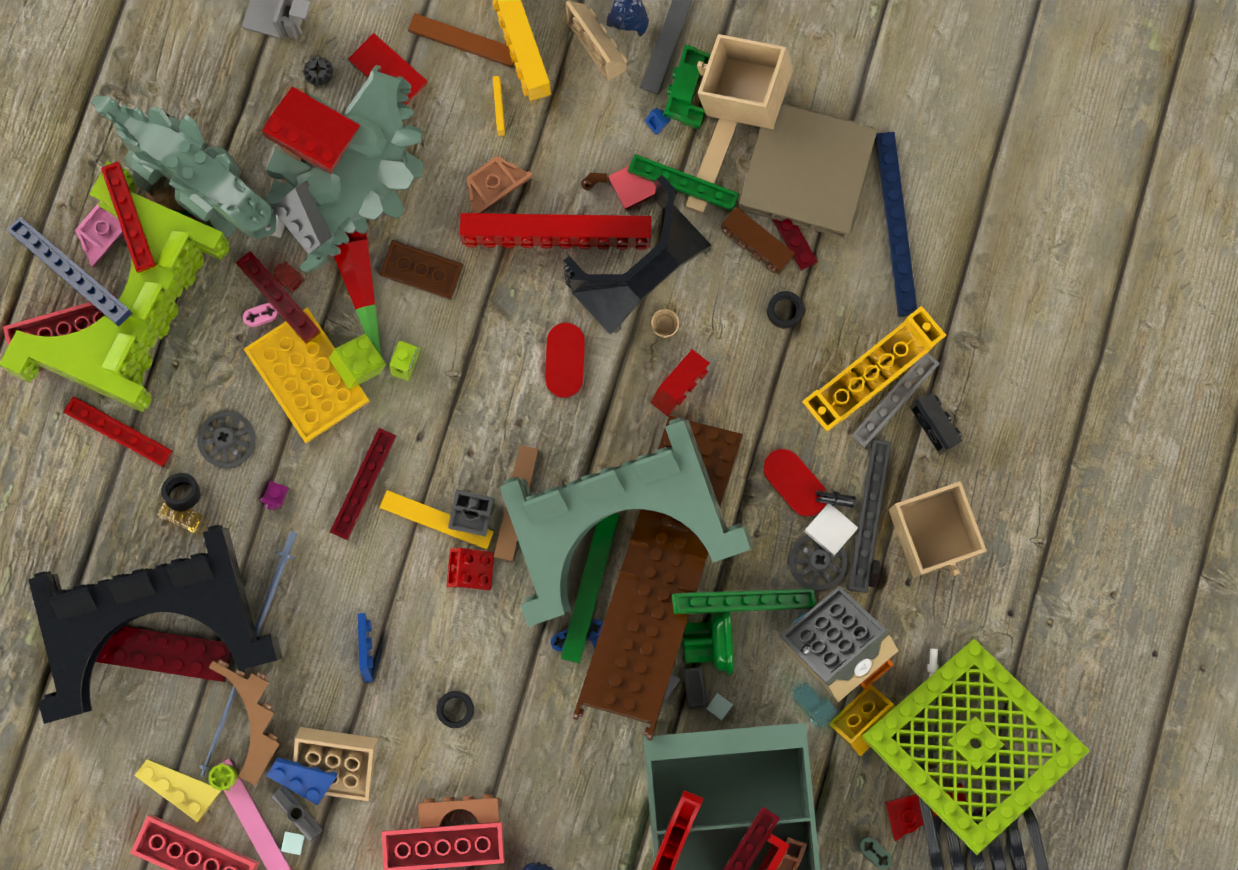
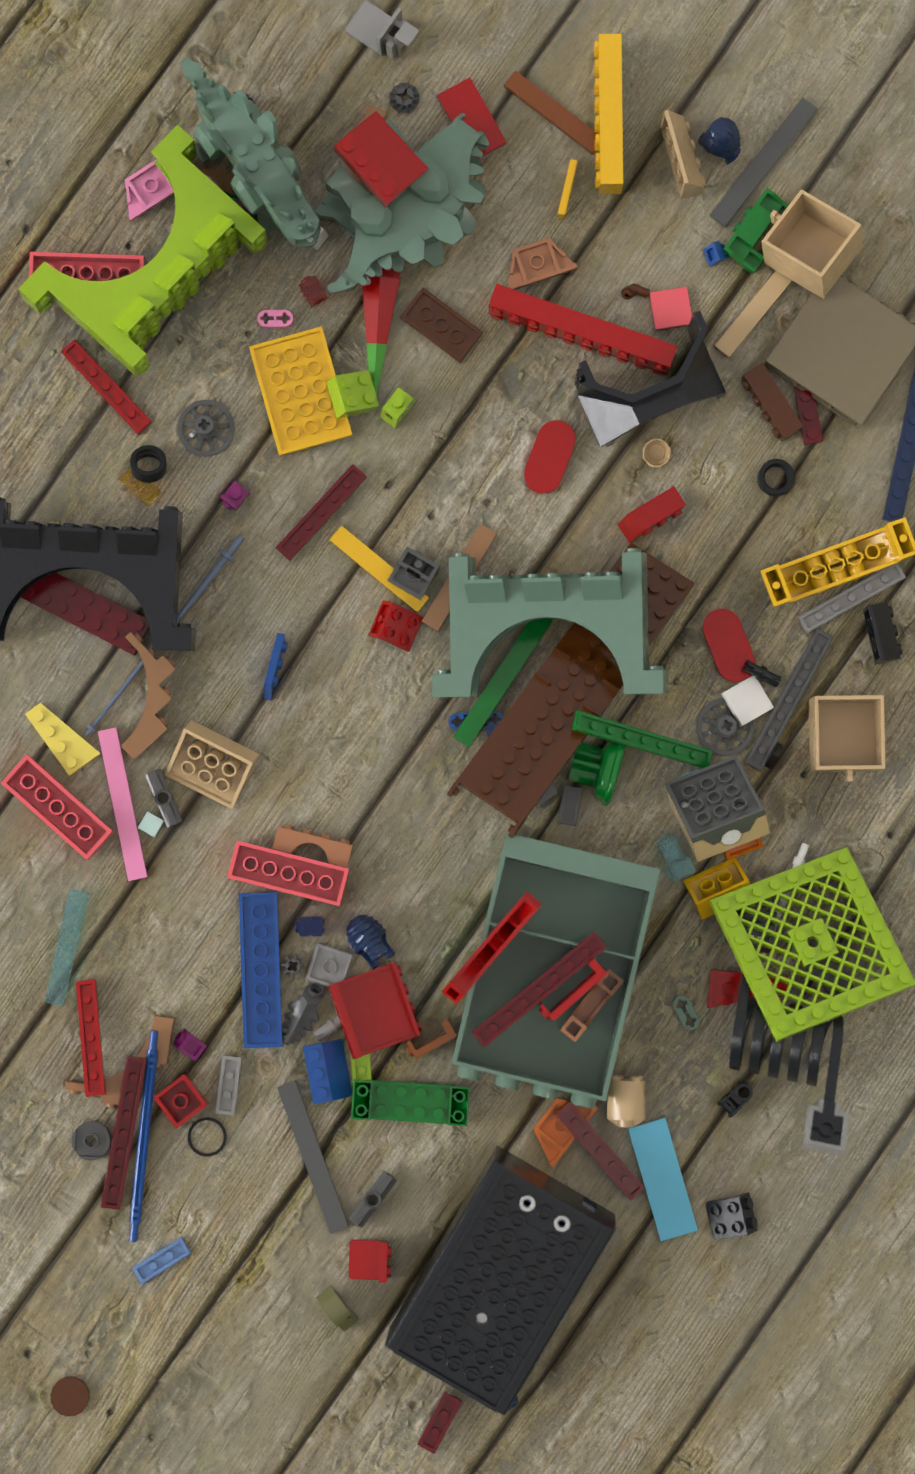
camera: 25 degrees right, 5 degrees up
(69, 271) = (109, 219): plate -> none
(128, 217) = (181, 186): red tile -> none
(223, 777) = (106, 742): lime piece -> none
(278, 297) = (297, 307): dark red plate -> none
(302, 218) = (346, 242): dark grey wedge -> none
(305, 781) = (179, 770): blue wing -> none
(440, 709) = (339, 737): black tyre -> none
(684, 183) = (720, 322): green tile -> none
(719, 706) = (586, 830): light aqua tile -> none

